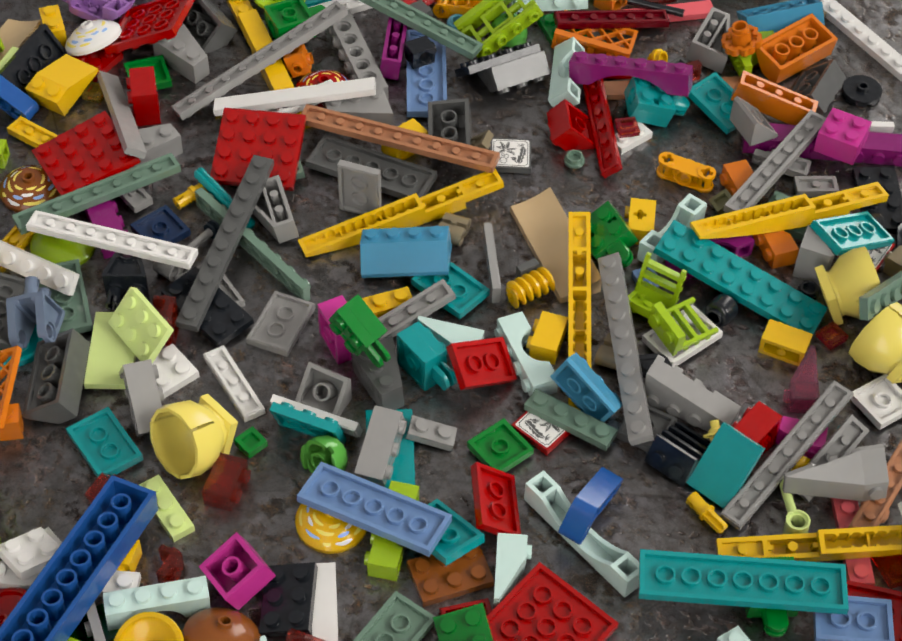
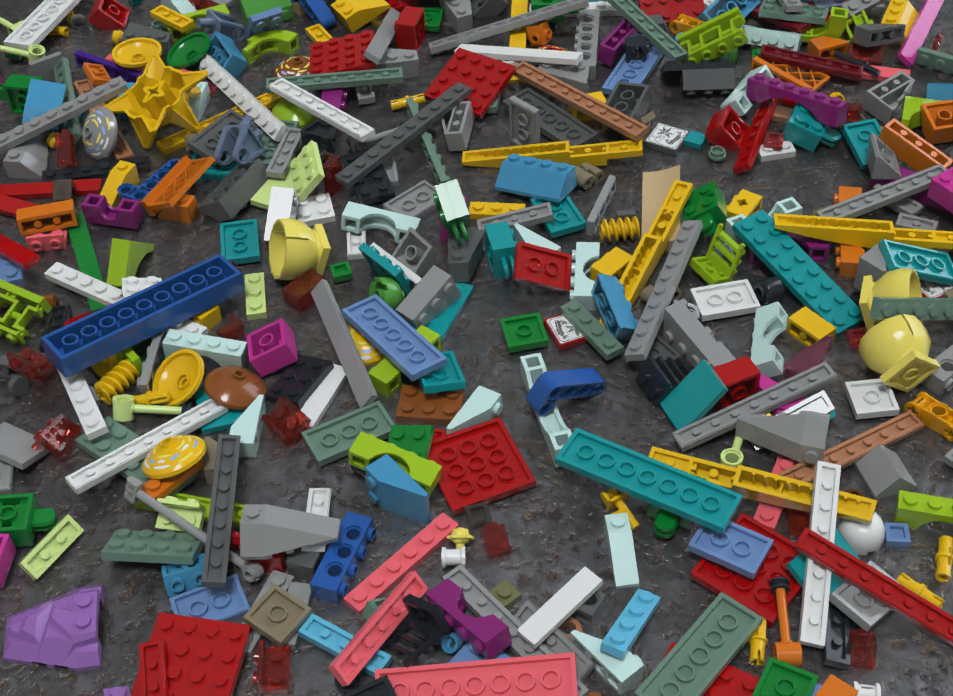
camera: 30 degrees right, 5 degrees down
(93, 309) = (284, 153): none -> light grey plate
(162, 225) = (373, 116): dark blue tile -> none
(217, 191) = (422, 102): teal axle -> none
(236, 365) = (362, 217): none -> light aqua arch
(317, 536) = (344, 344): none -> light grey tile
(431, 433) = (477, 306): light grey plate -> none
(494, 500) = (493, 363): red plate -> none
(541, 148) = (695, 140): none -> teal tile
(671, 333) = (710, 288): lime plate -> none
(685, 172) = (805, 185): light orange piece -> none
(706, 512) = (662, 429): yellow axle -> none
(707, 612) = (617, 499): none -> yellow arm
(741, 39) = (910, 97): orange plant -> none
(744, 350) = (768, 324): none -> light aqua arch

